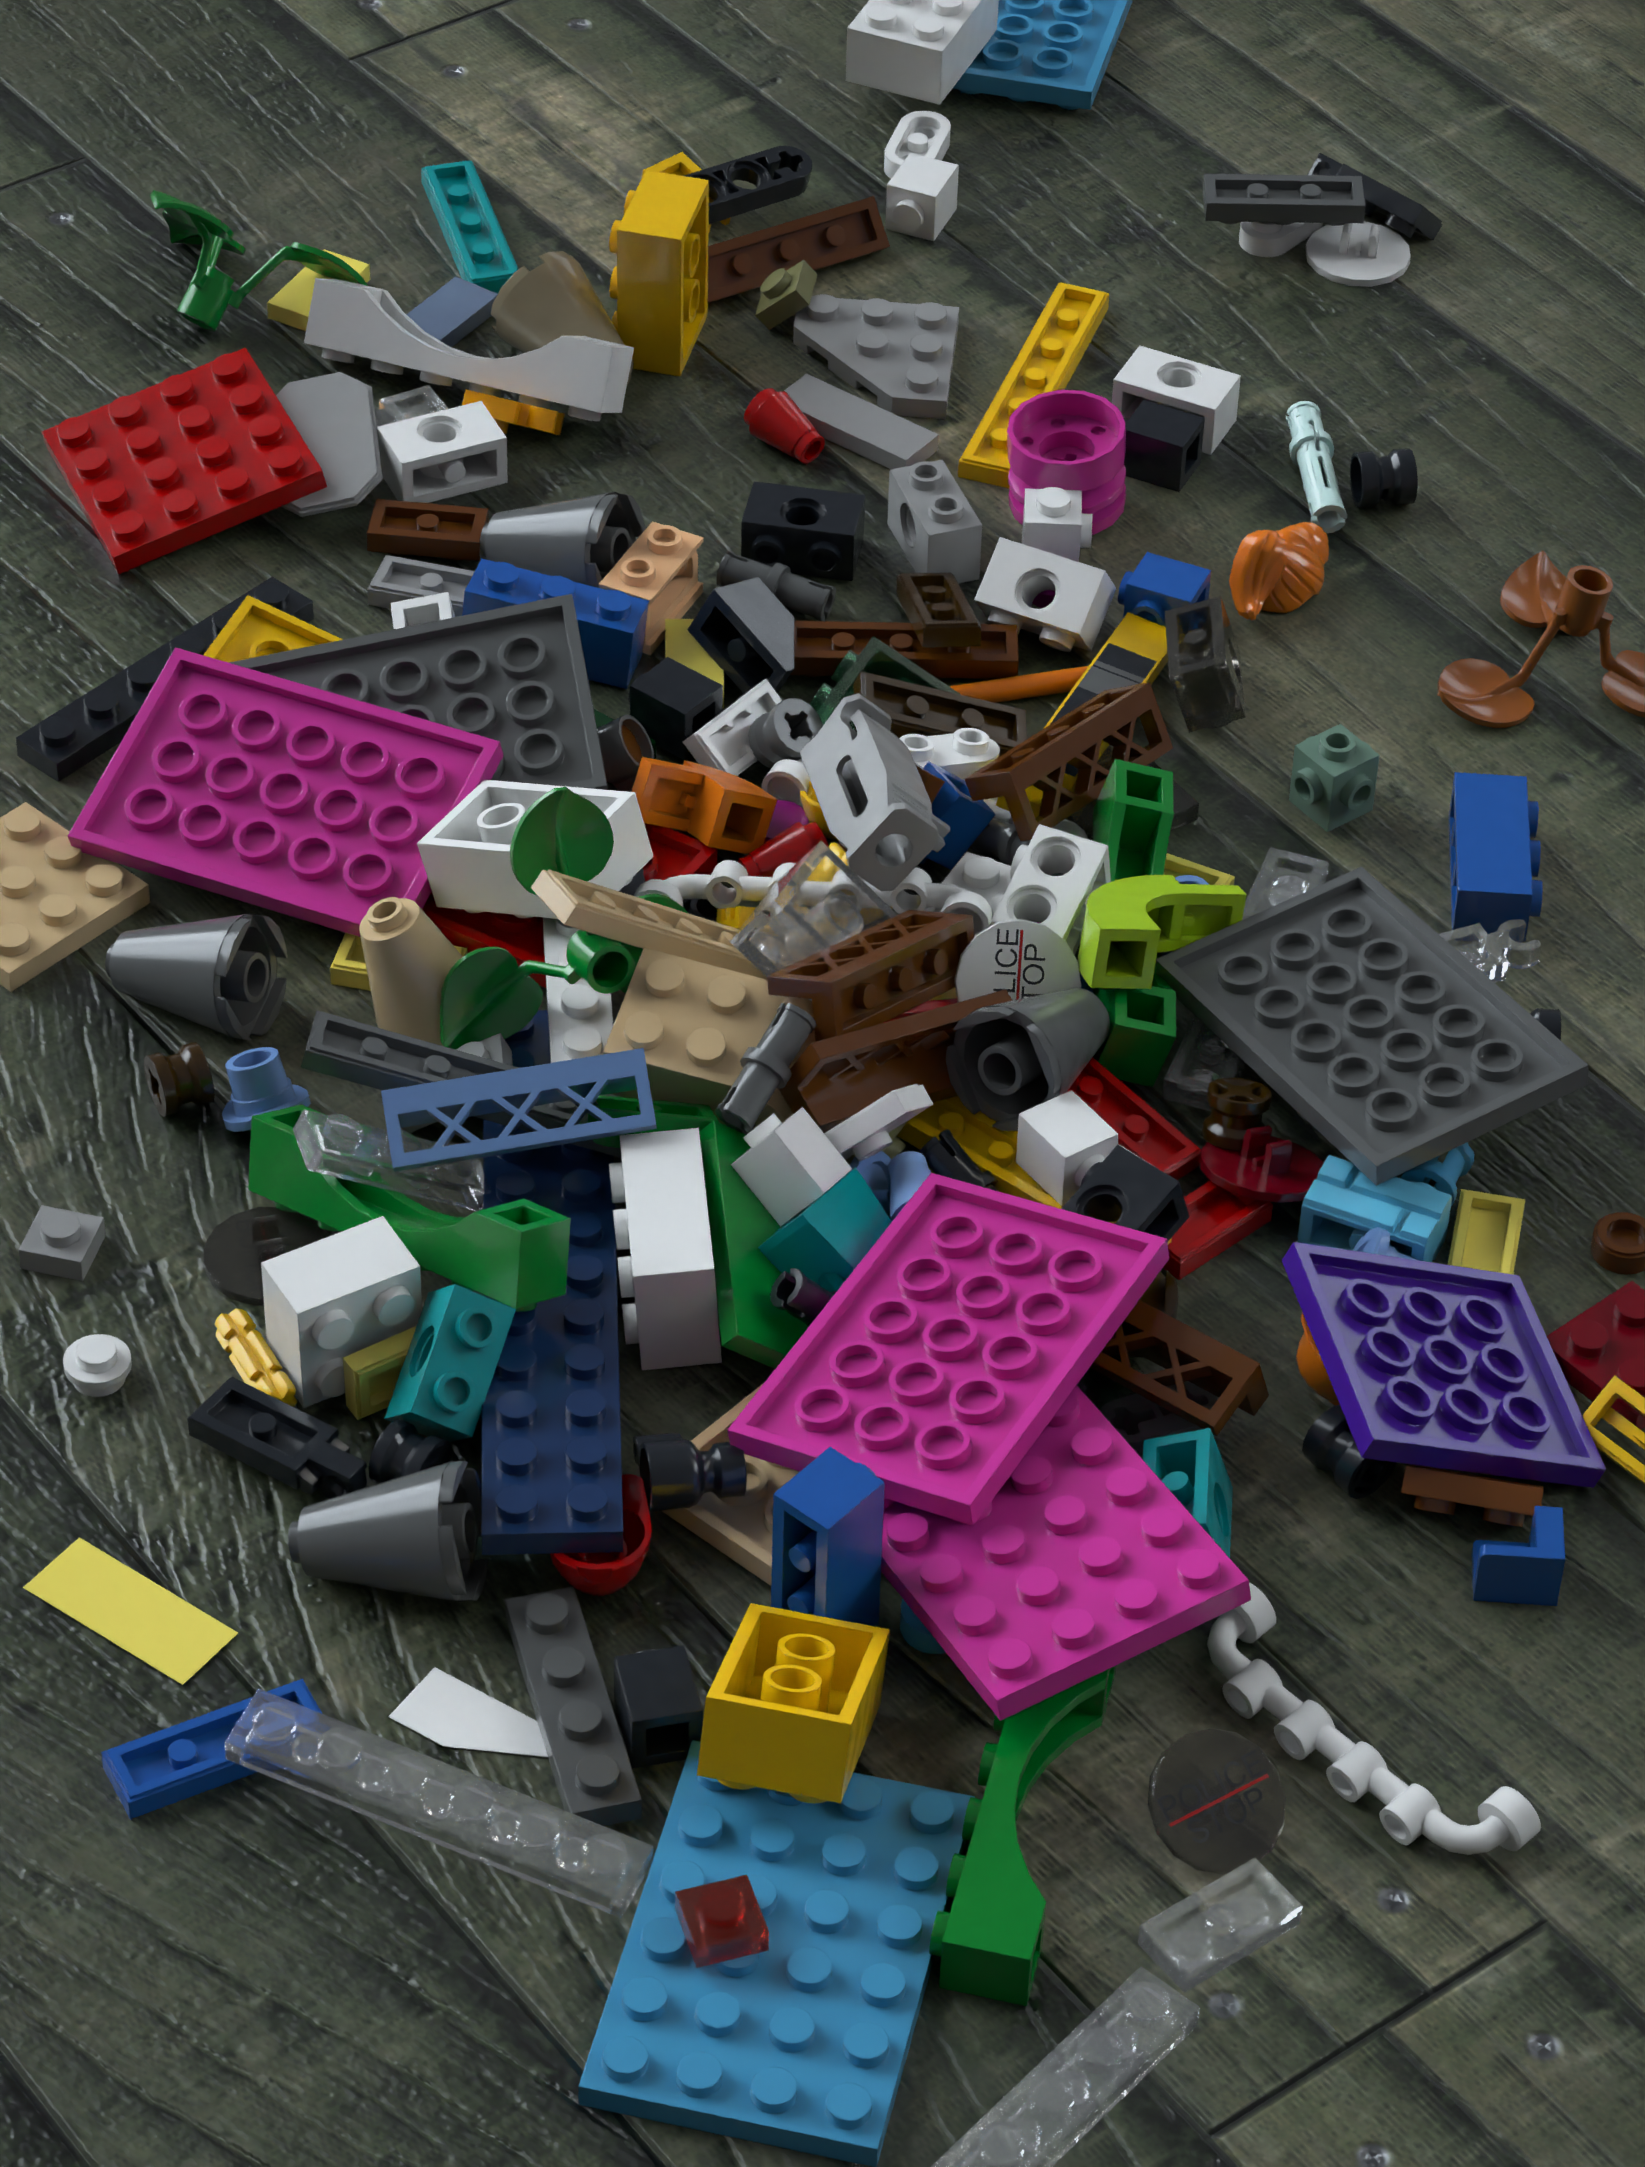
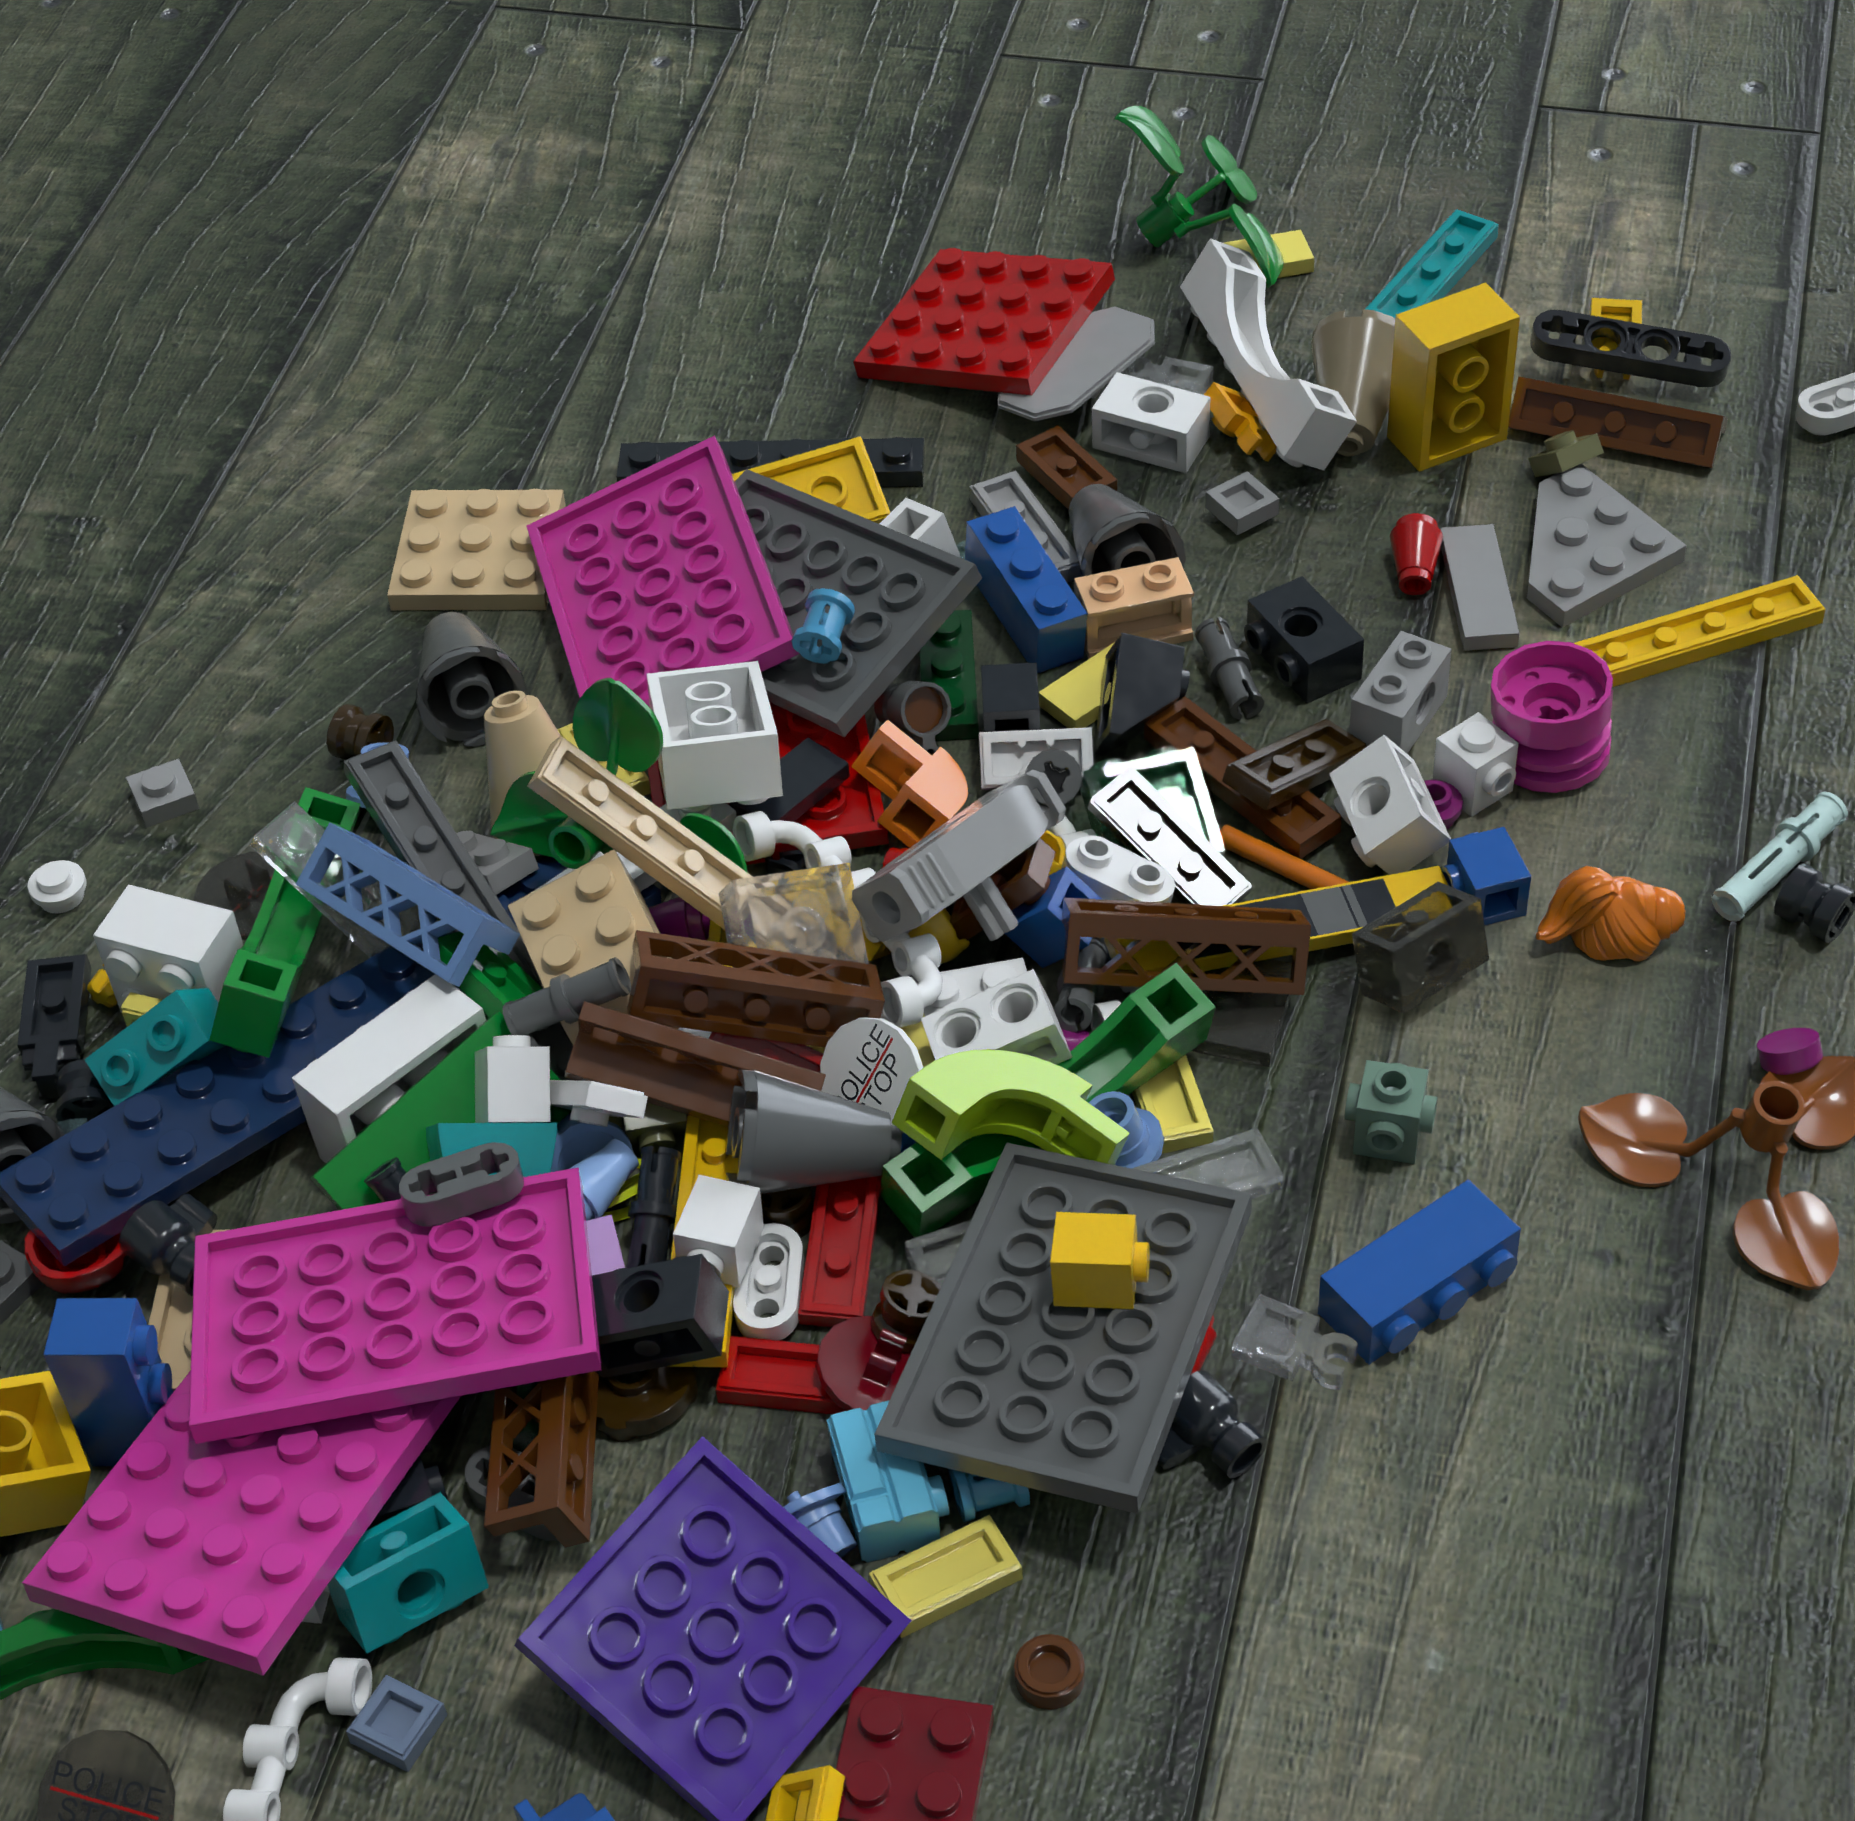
camera: 55 degrees right, 5 degrees up
(454, 310) = (1292, 328): sand blue tile -> none
(508, 715) = (823, 625): none -> dark azure bush
(601, 469) = (1242, 503): none -> light grey plate
(895, 1240) = (461, 1184): none -> dark grey beam
(921, 196) = (1783, 442): white brick -> none
(1163, 445) = (1672, 754): black brick -> none
(1180, 386) = (1741, 725): white brick -> none
(1304, 1611) = (396, 1723): none -> sand blue tile
(1357, 959) = (1097, 1260): none -> yellow brick
(1441, 1489) = (624, 1780): dark orange plate -> none
(1497, 576) = (1790, 1050): none -> magenta tile

